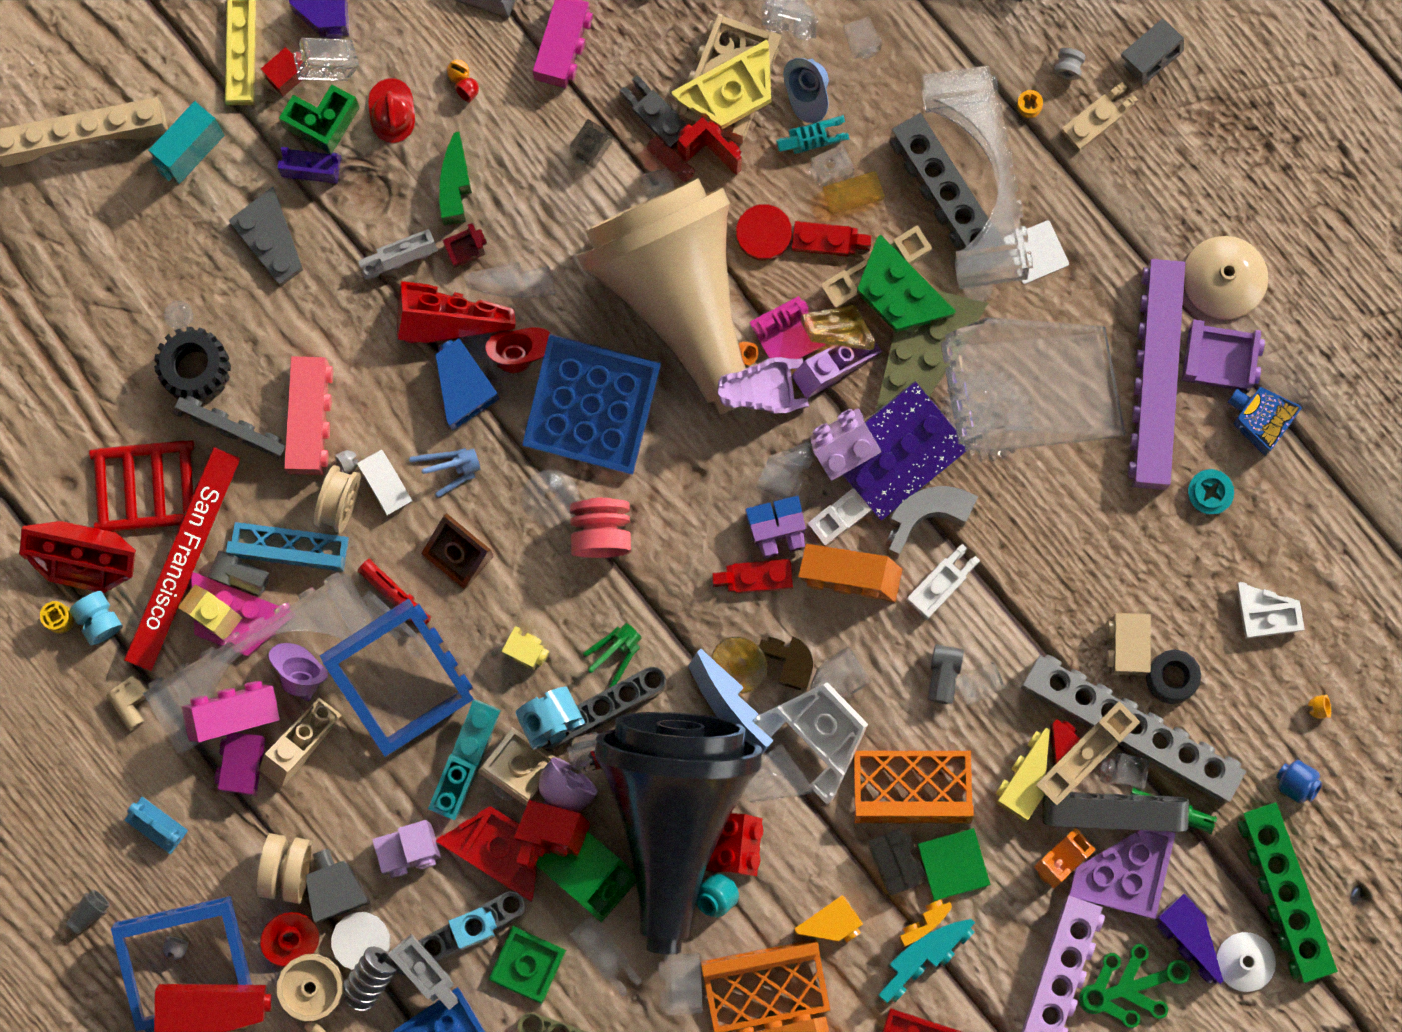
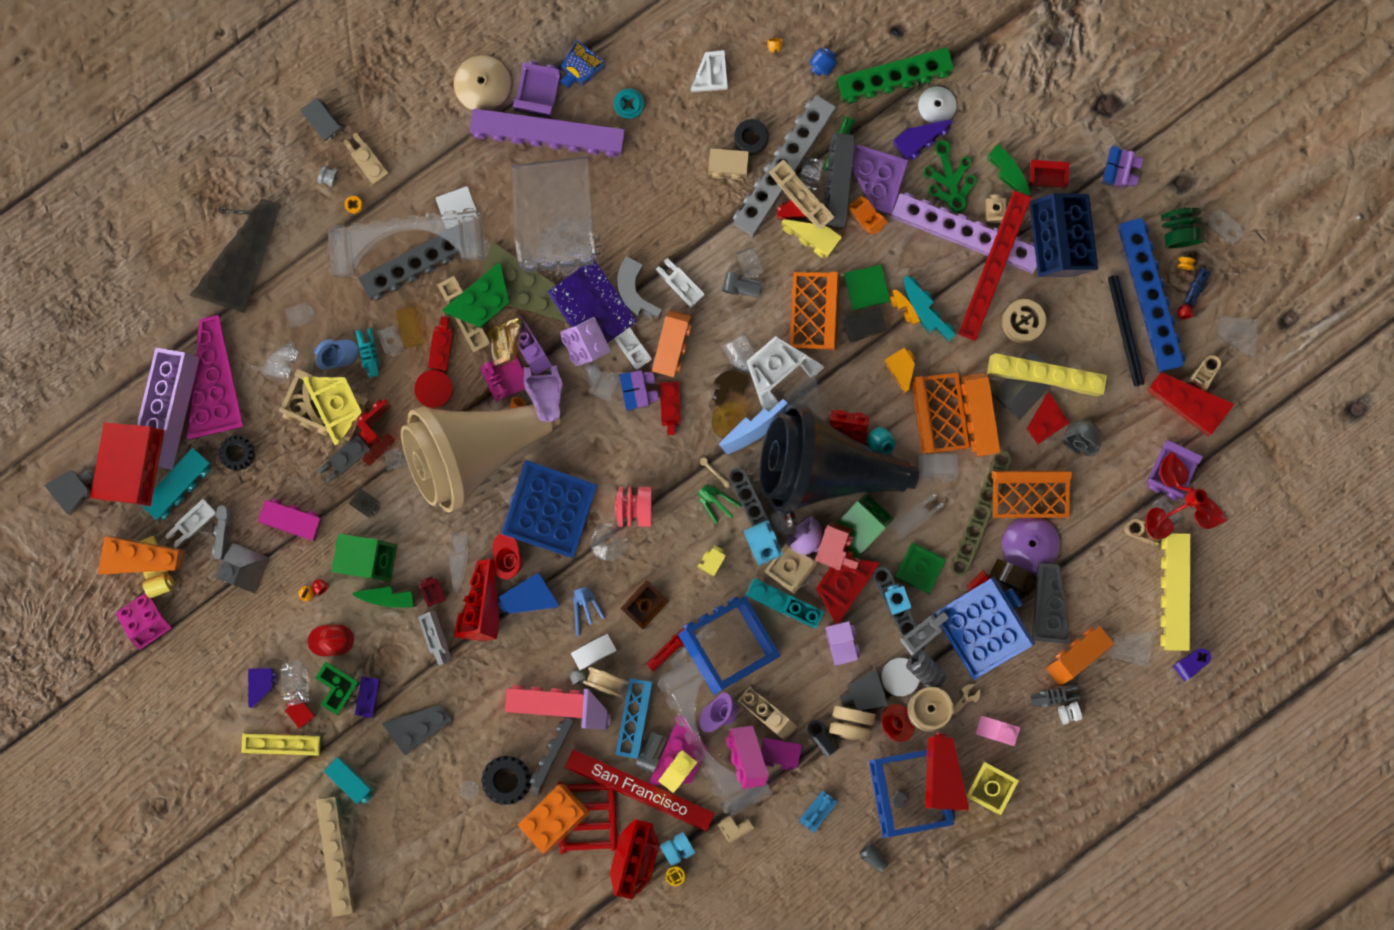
camera: 85 degrees left, 5 degrees up
(136, 434) = (553, 818): none -> orange brick
(255, 833) = (823, 739): none -> black piece
(293, 484) = (594, 713): none -> lavender slope
(510, 147) = (364, 557): none -> green slope
(675, 631) = (704, 462): none -> tan hinge

